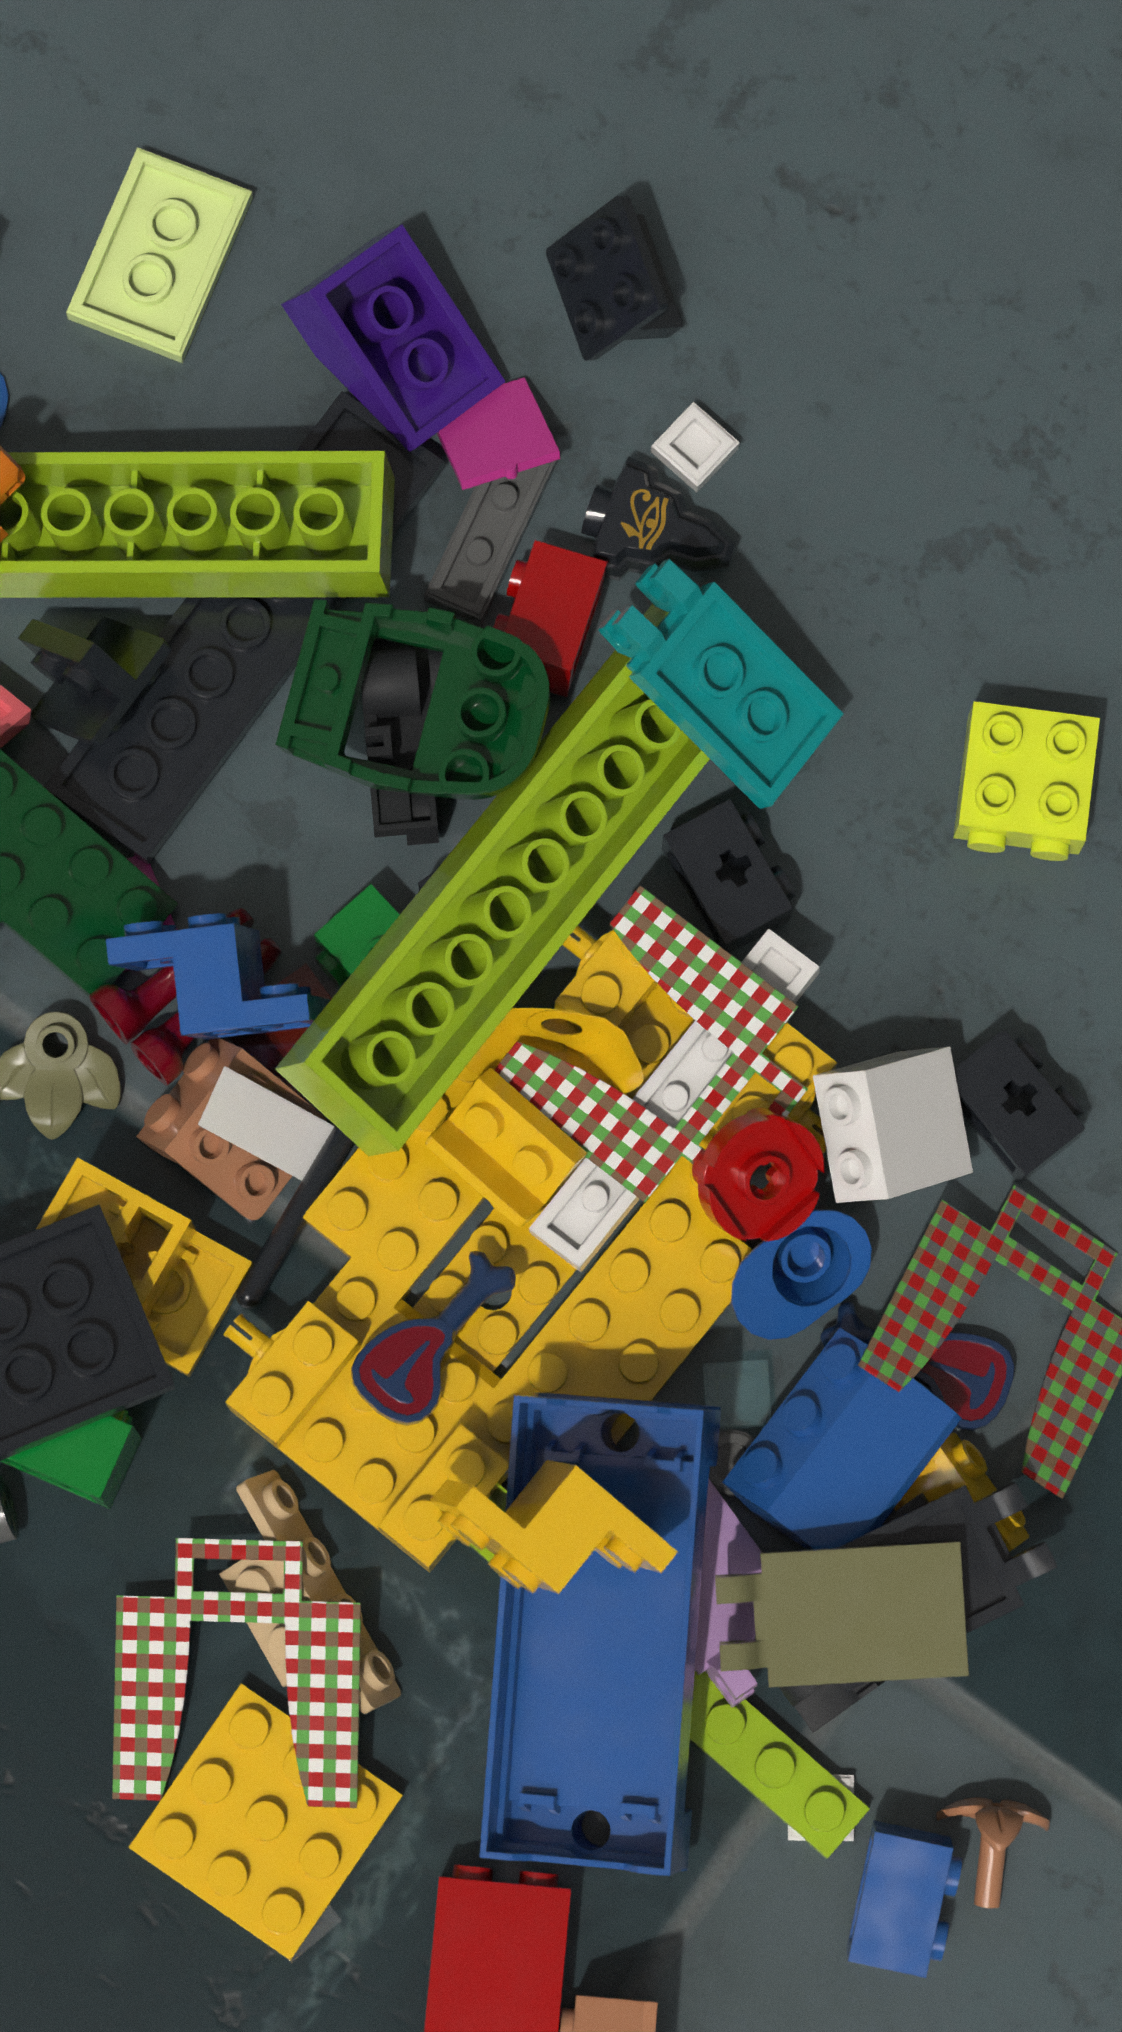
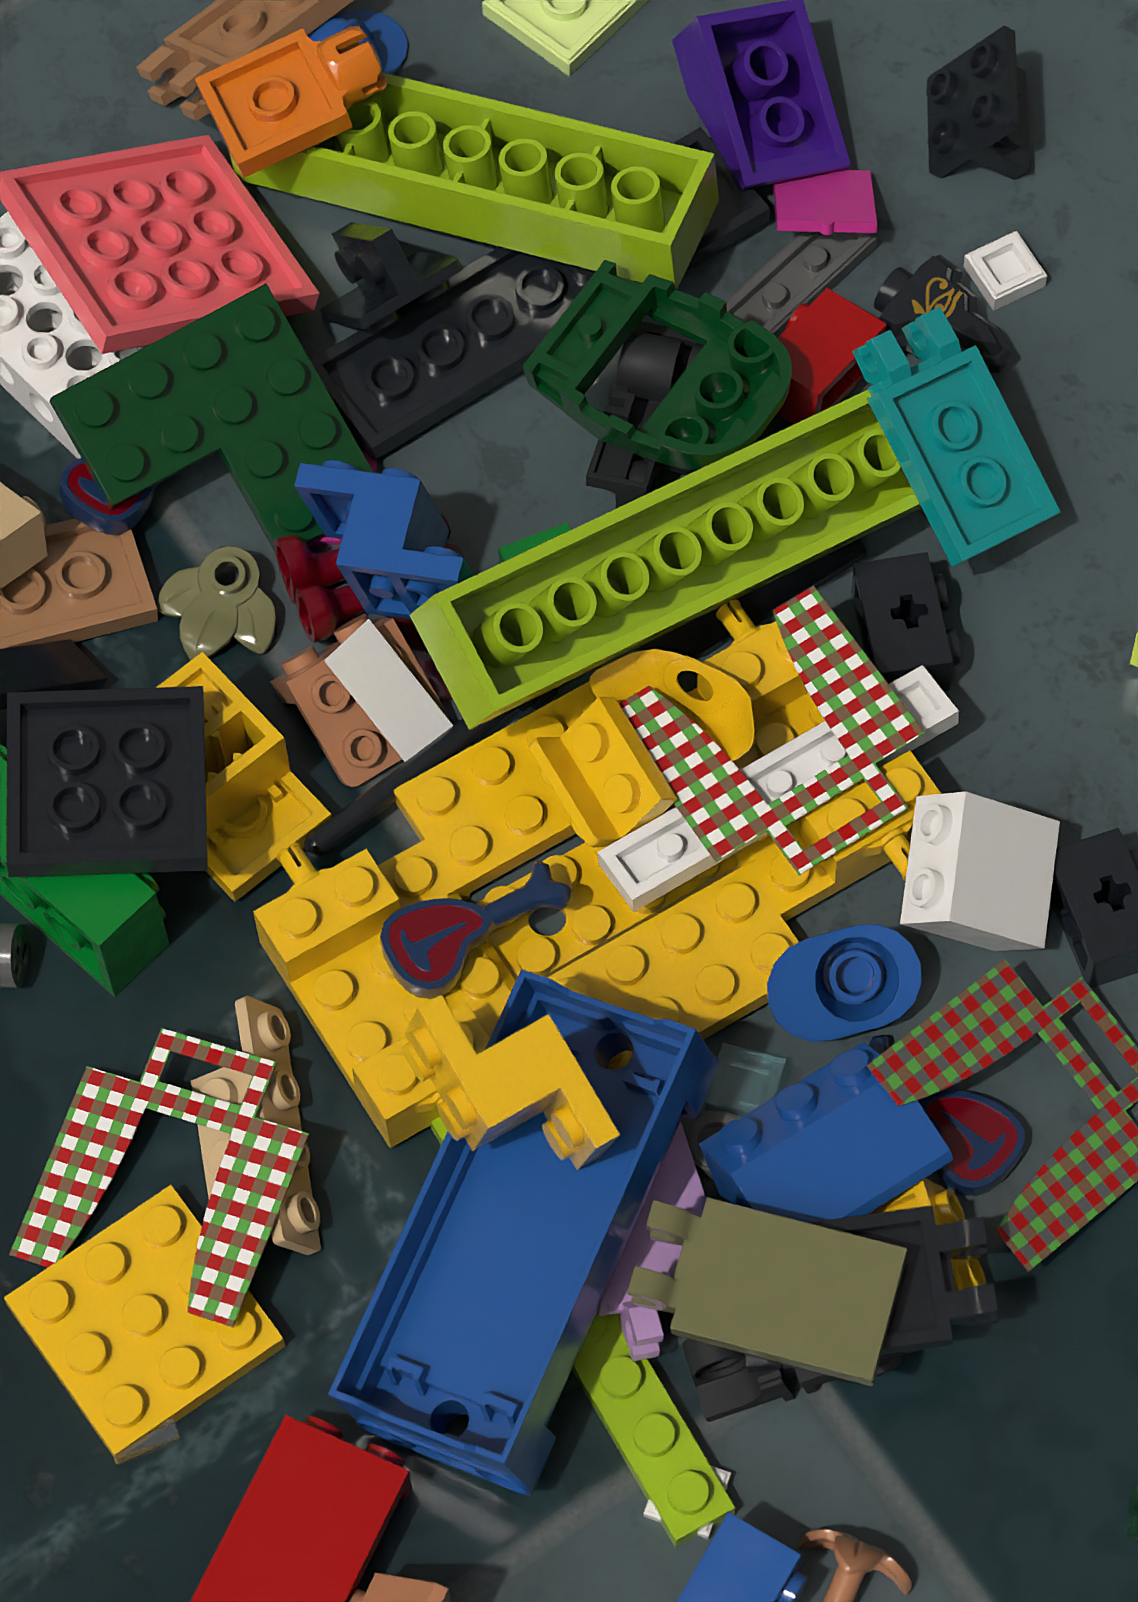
camera: 25 degrees right, 15 degrees down
(732, 1157) = (865, 882): red plate -> none

